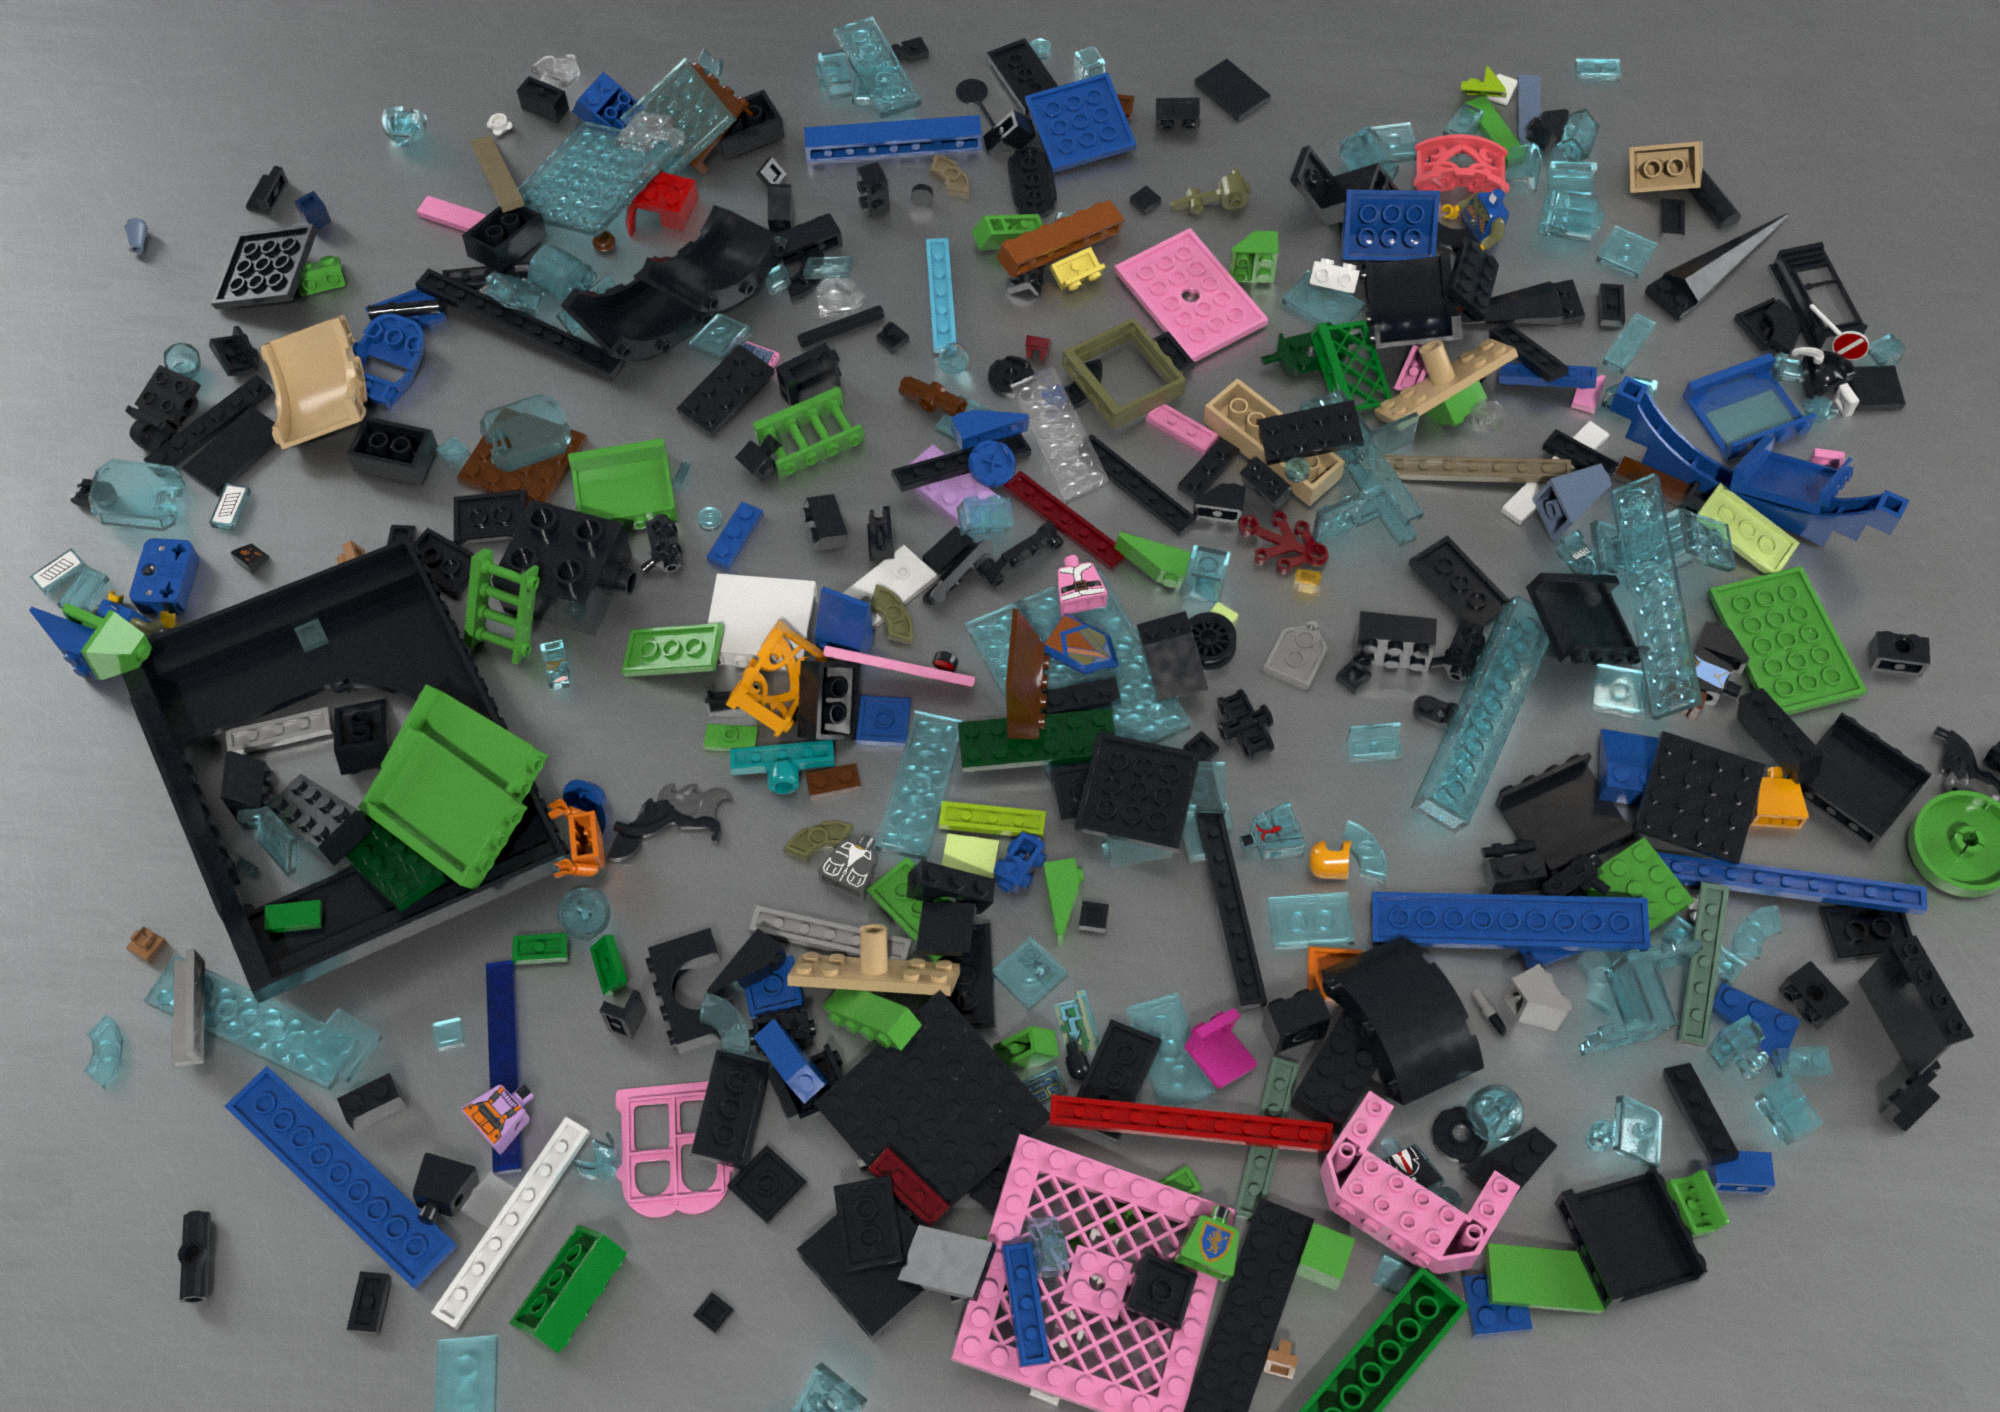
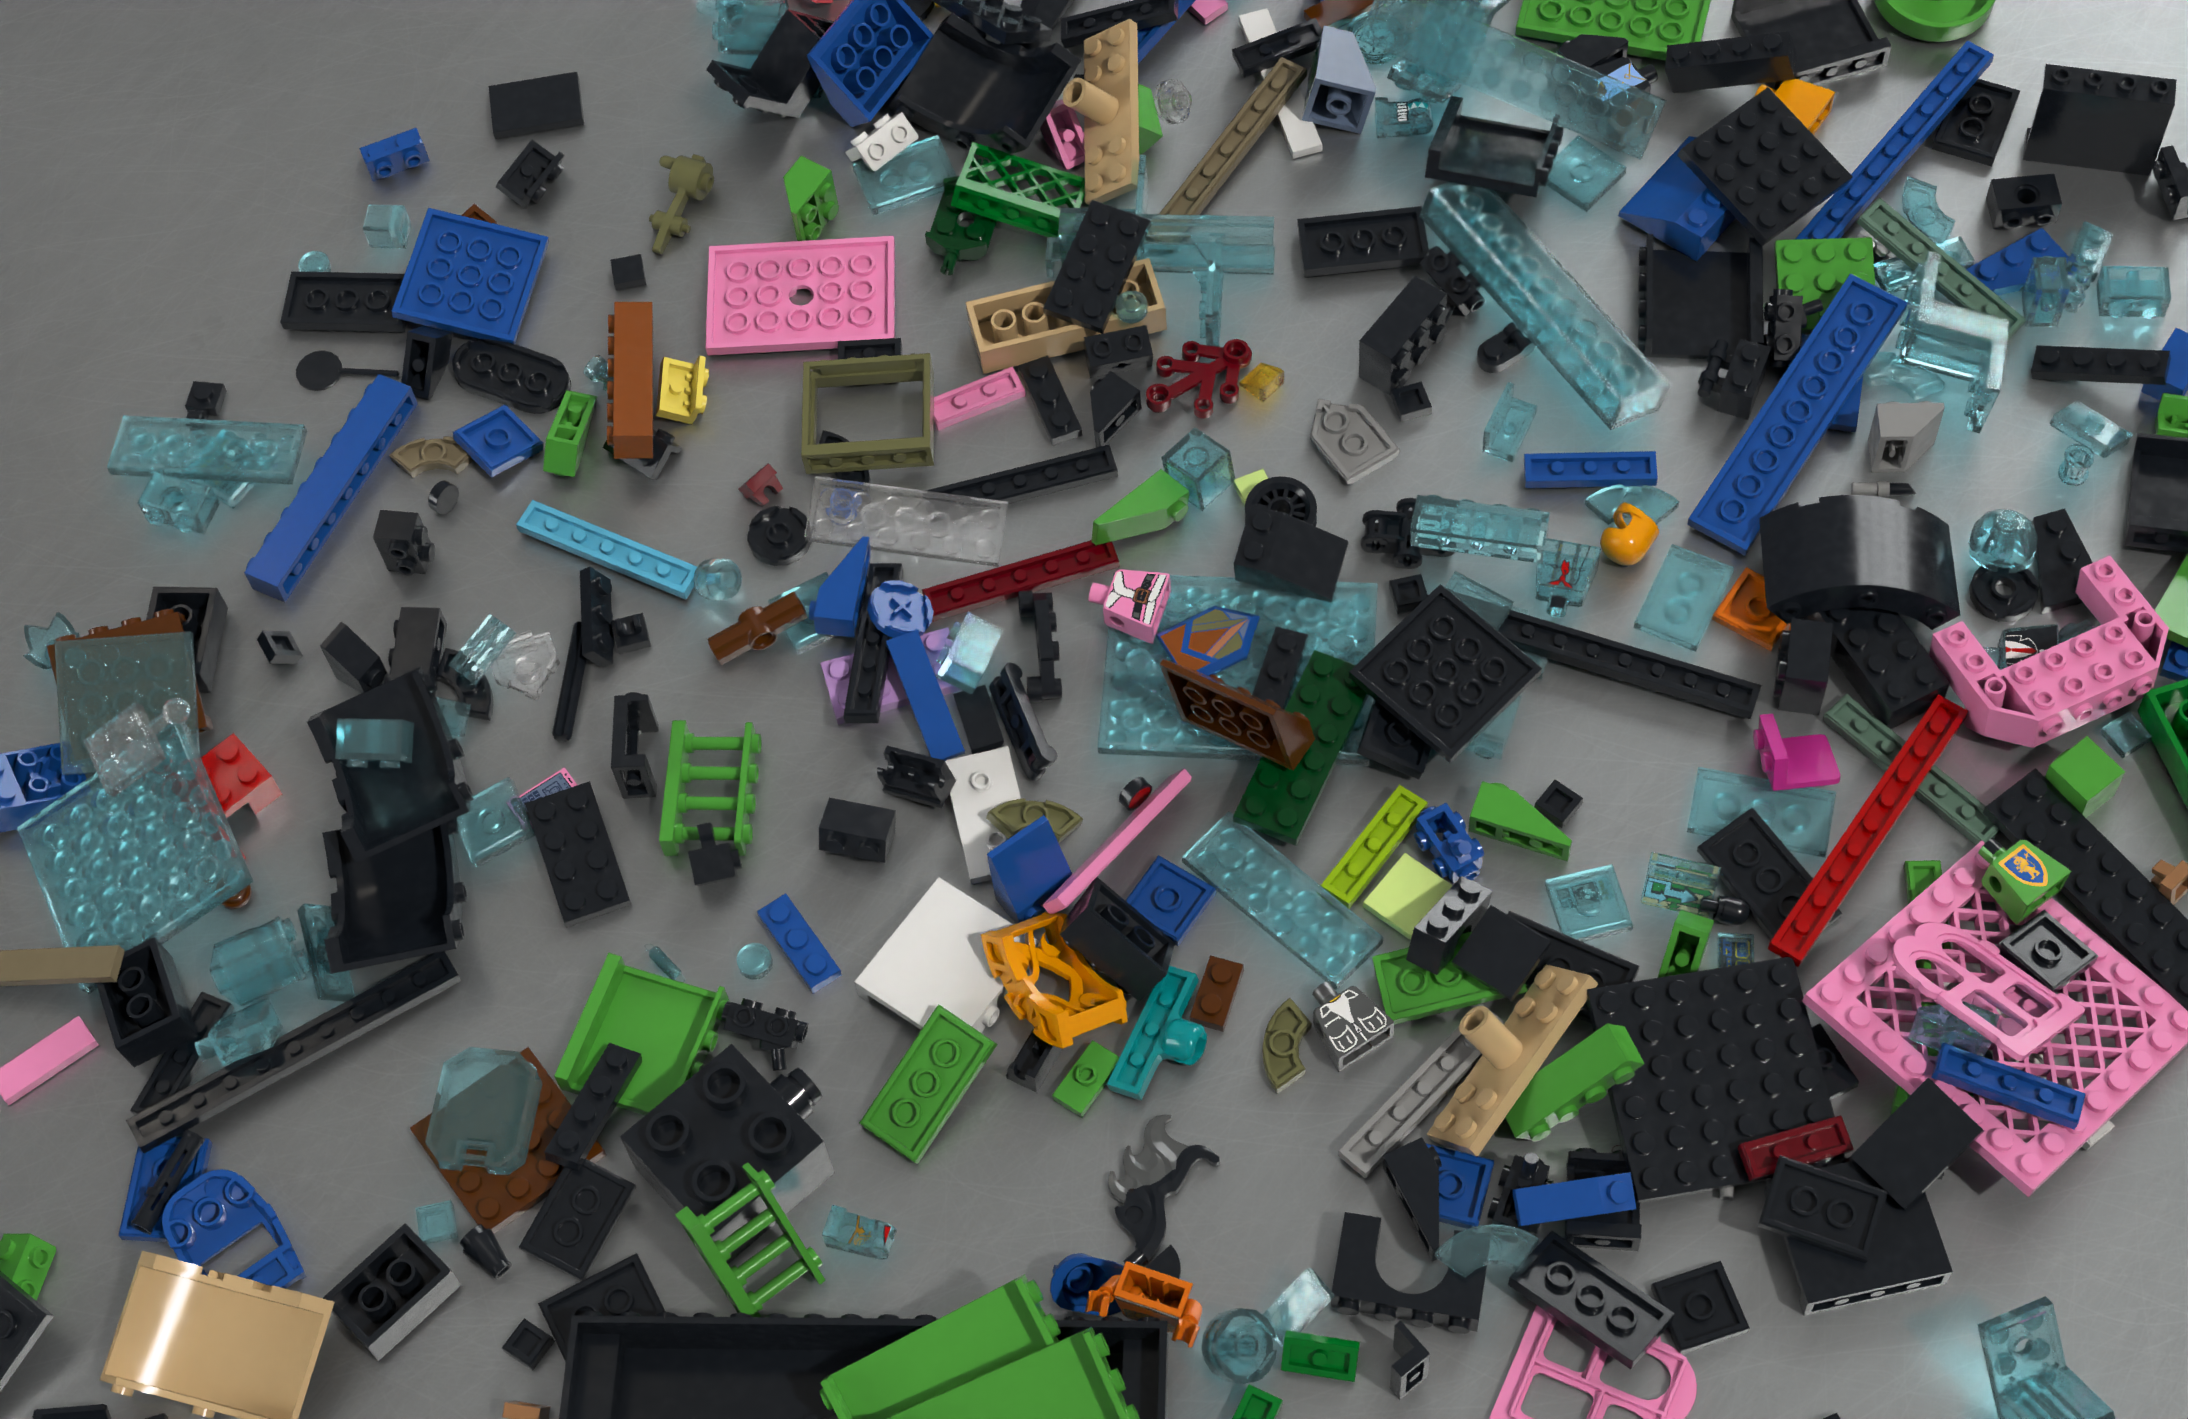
camera: 55 degrees left, 0 degrees up
(446, 483) = (485, 1250): none -> black cone
(560, 484) = (593, 1106): none -> black plate
(633, 933) = (1298, 1304): none -> clear light blue tile
(725, 245) = (374, 741): none -> clear light blue brick
(891, 310) = (596, 617): none -> black plate
(940, 510) = (925, 696): none -> blue tile
(978, 198) = (498, 441): none -> blue tile
(1100, 1199) = (1927, 944): none -> bright pink window
(1144, 41) = (394, 154): none -> blue bracket
(1266, 759) = (1480, 528): none -> clear light blue brick
(1373, 812) = (1590, 469): none -> blue plate

